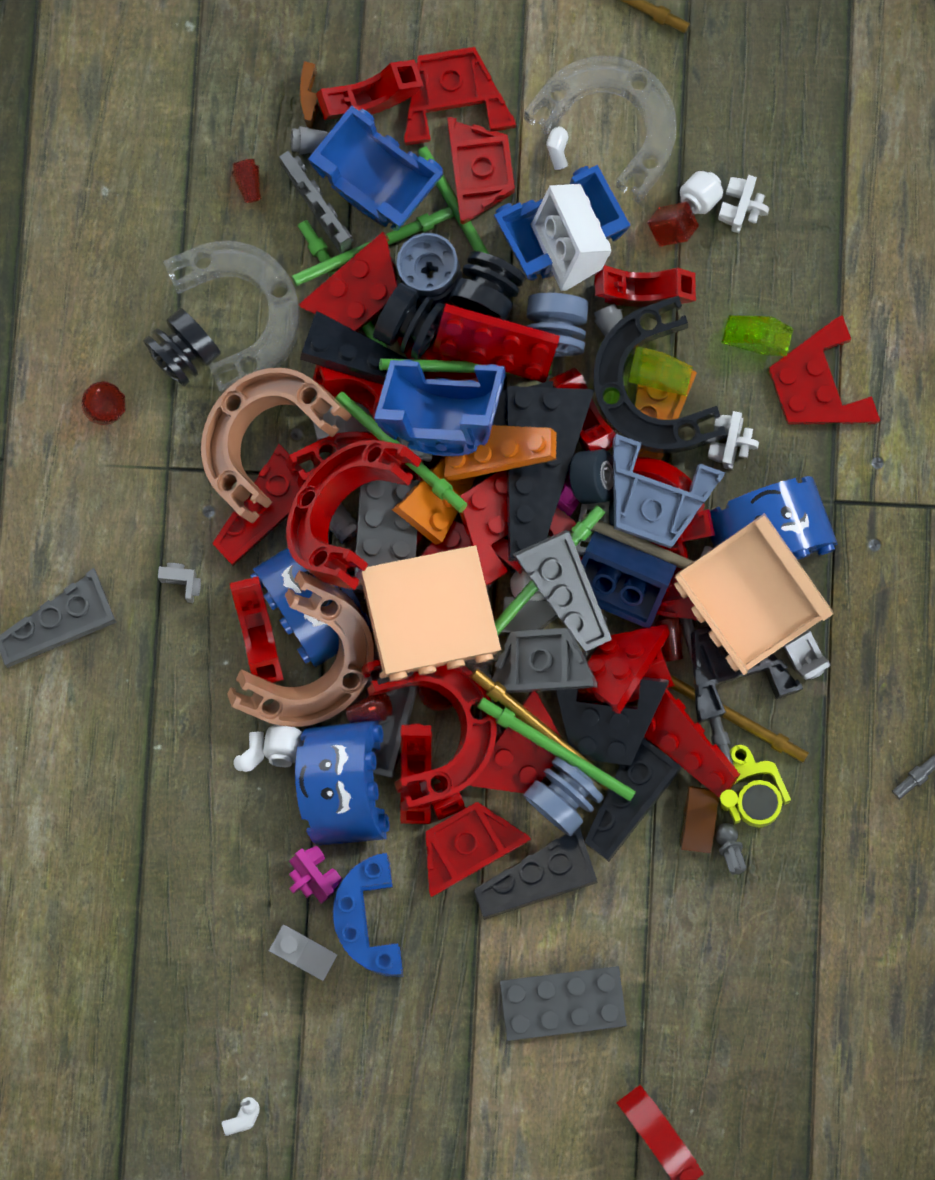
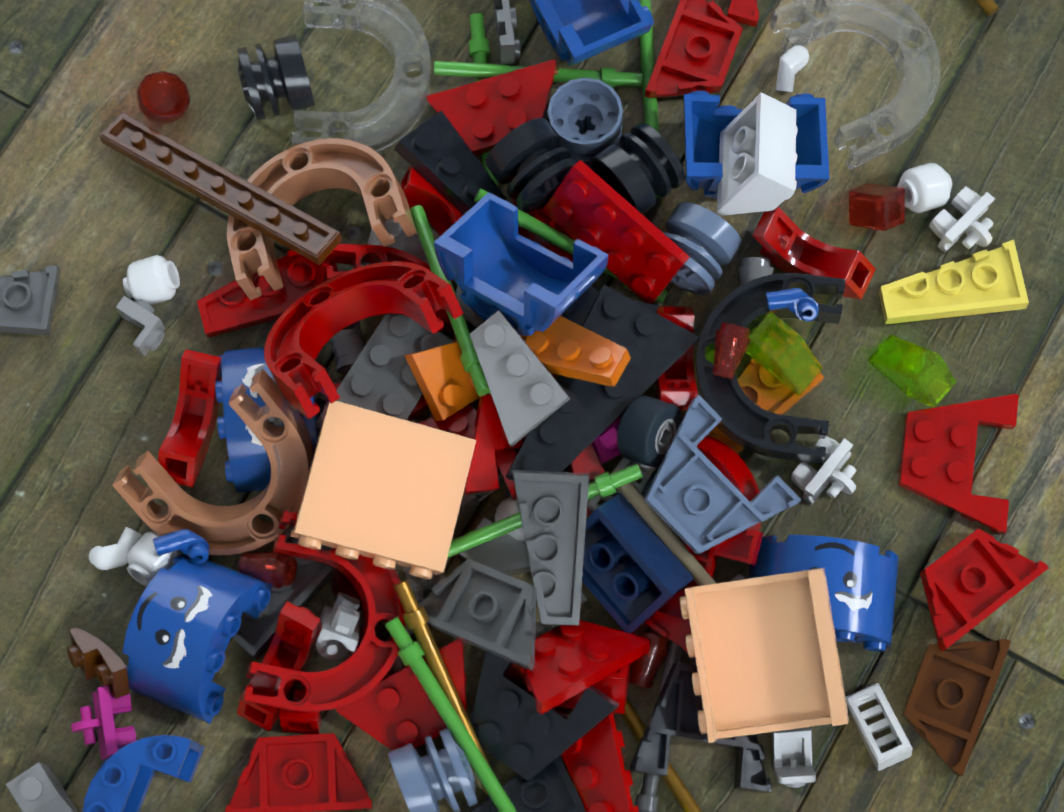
camera: 20 degrees right, 5 degrees down
(170, 544) = (151, 280): none -> white head
(186, 451) = (221, 188): none -> reddish brown tile
(283, 833) = (98, 660): none -> reddish brown slope
(302, 720) = (184, 541): none -> blue arm
(444, 725) = (339, 627): none -> light grey hips
(481, 486) = (516, 378): none -> light grey wing
(621, 389) = (729, 349): none -> clear red cone
(650, 329) = (794, 300): none -> blue arm
(768, 252) = (972, 286): none -> light yellow wing
(874, 469) = (974, 583): none -> red wing
(875, 621) = (892, 756): none -> white slope
(898, 557) = (953, 696): none -> reddish brown wing

